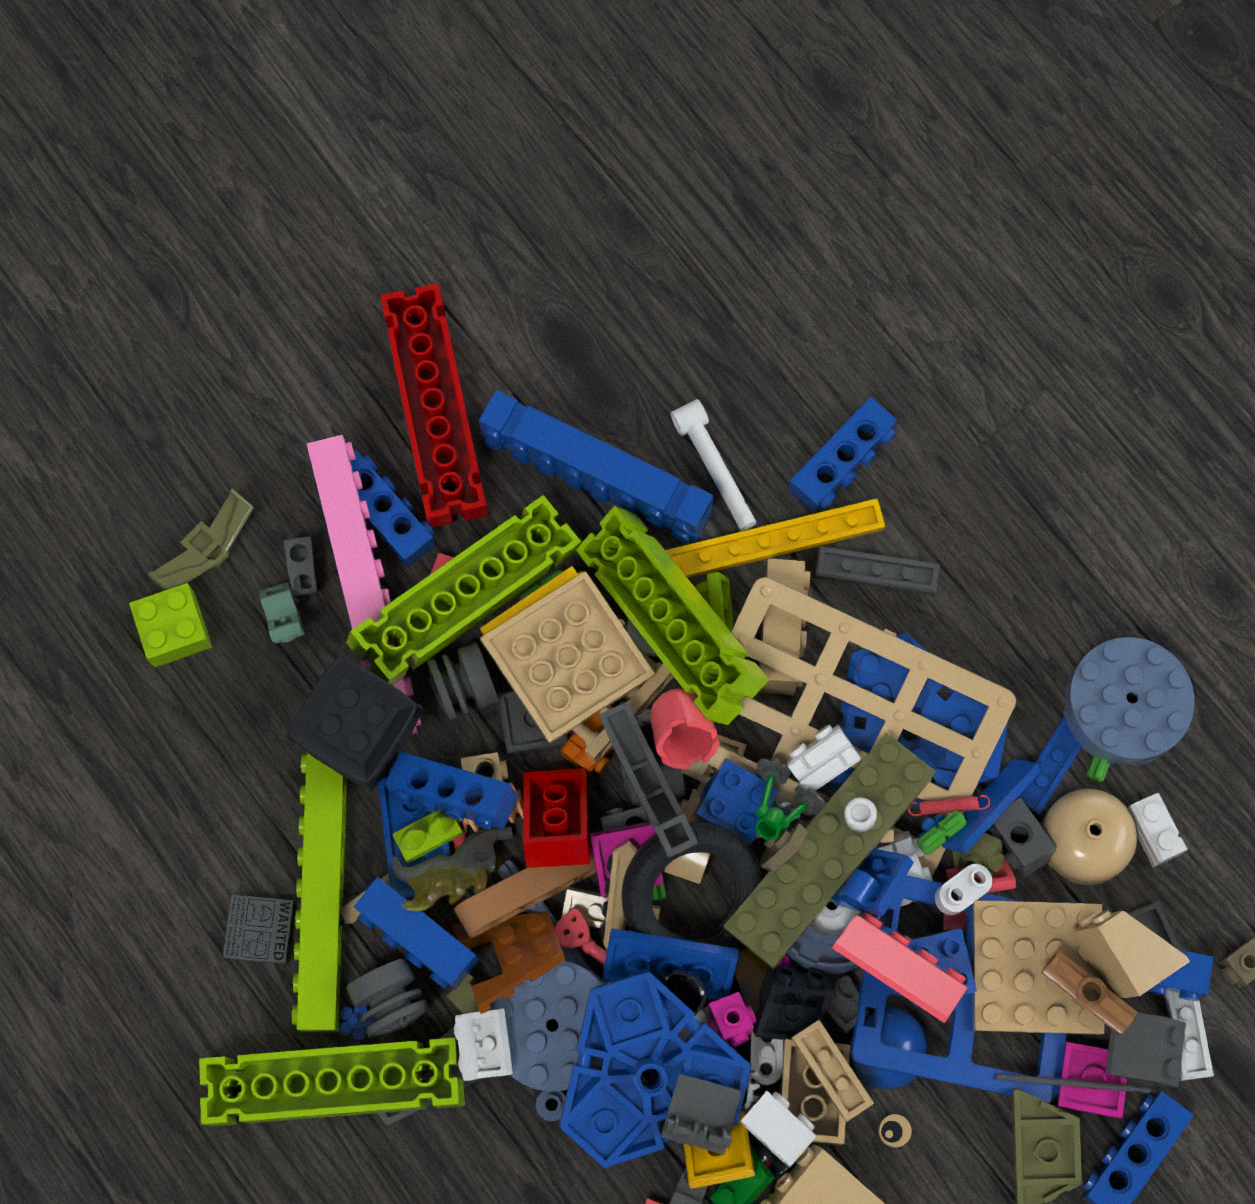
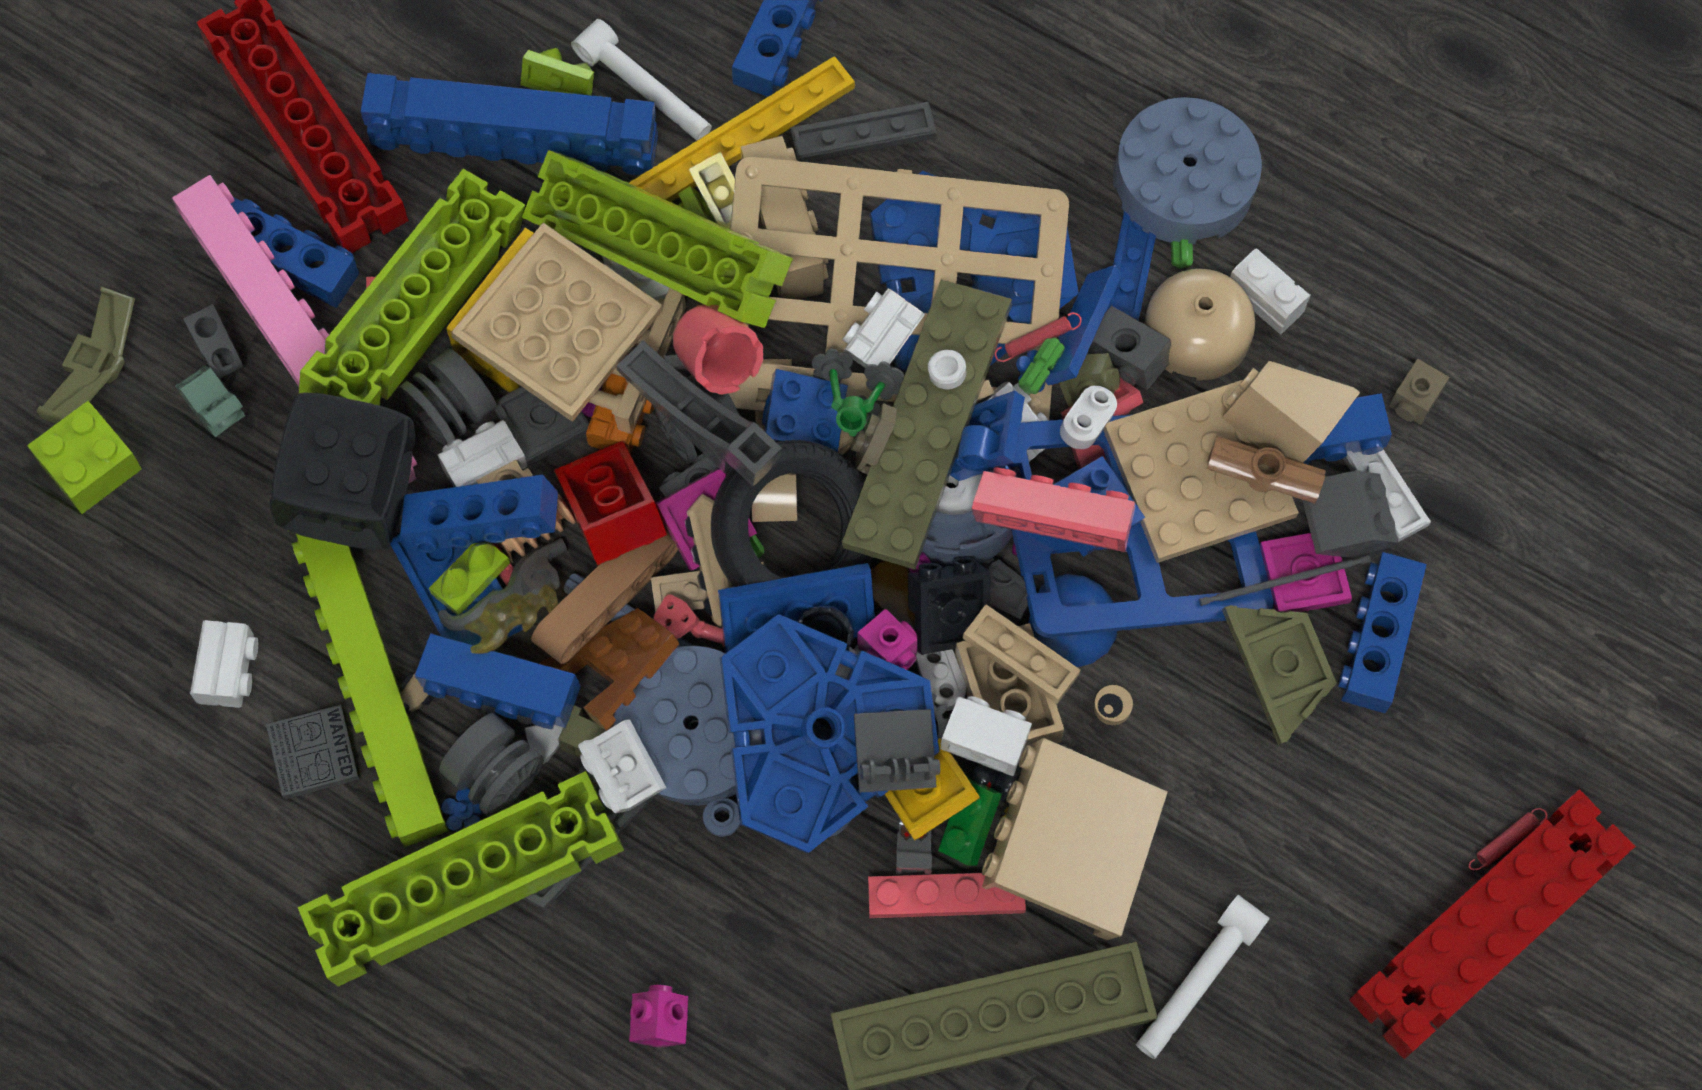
camera: 25 degrees left, 5 degrees down
(216, 833) = (223, 664): none -> white brick
(434, 992) = (544, 740): none -> white tile
(472, 737) = (480, 454): none -> white brick
(642, 432) = (550, 73): none -> lime tile
(738, 577) = (716, 187): none -> light yellow brick

